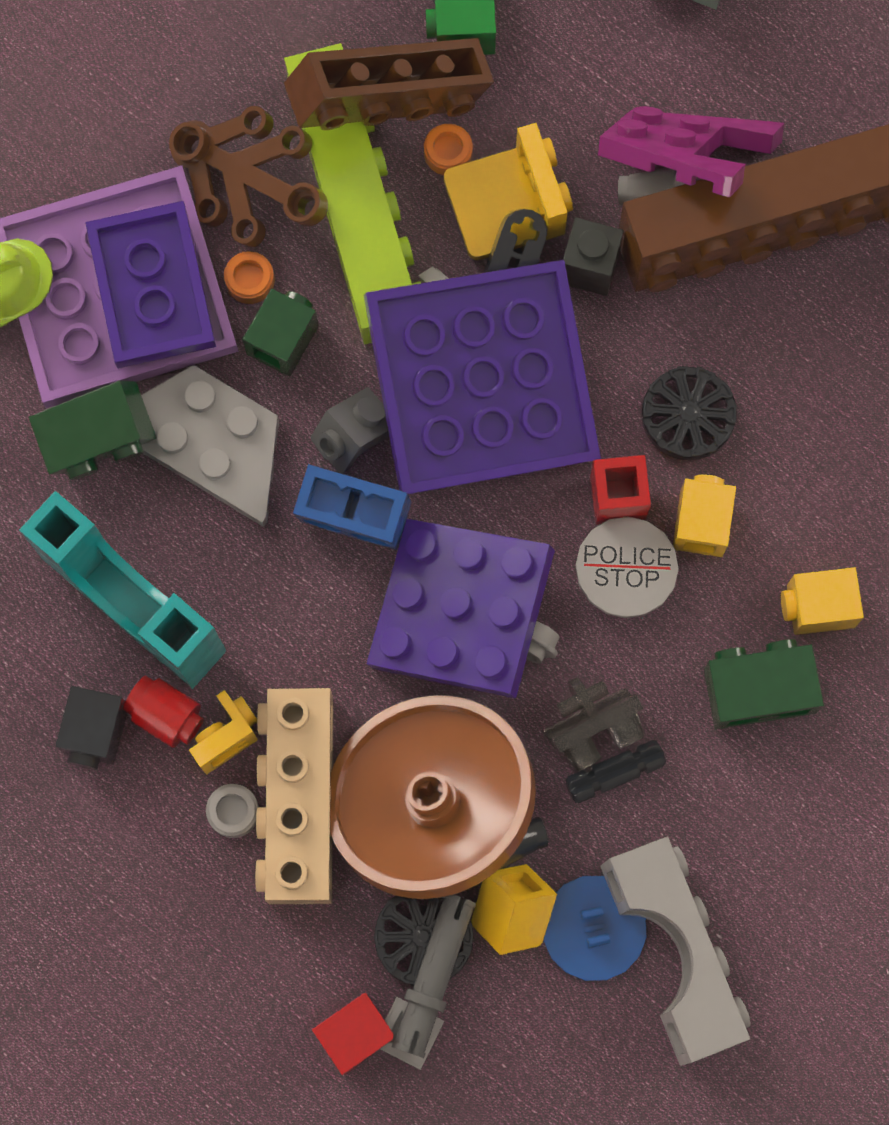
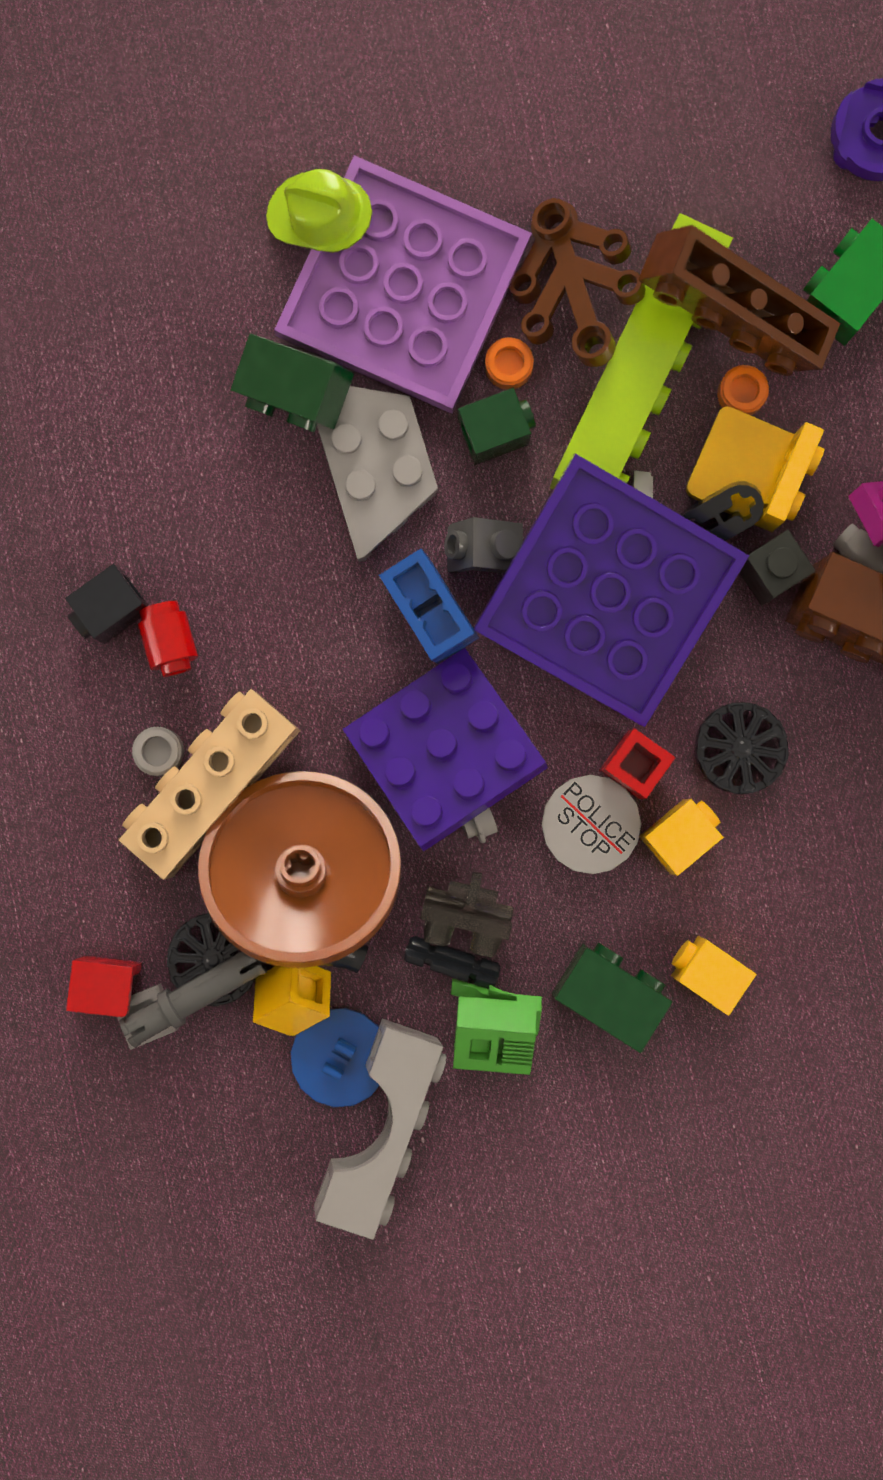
camera: 40 degrees right, 10 degrees up
(150, 284) = (426, 306): dark purple plate -> none
(158, 623) = (199, 465): teal arch -> none
(221, 742) = (188, 696): yellow bracket -> none
(695, 791) = (494, 1029): none -> bright green piece

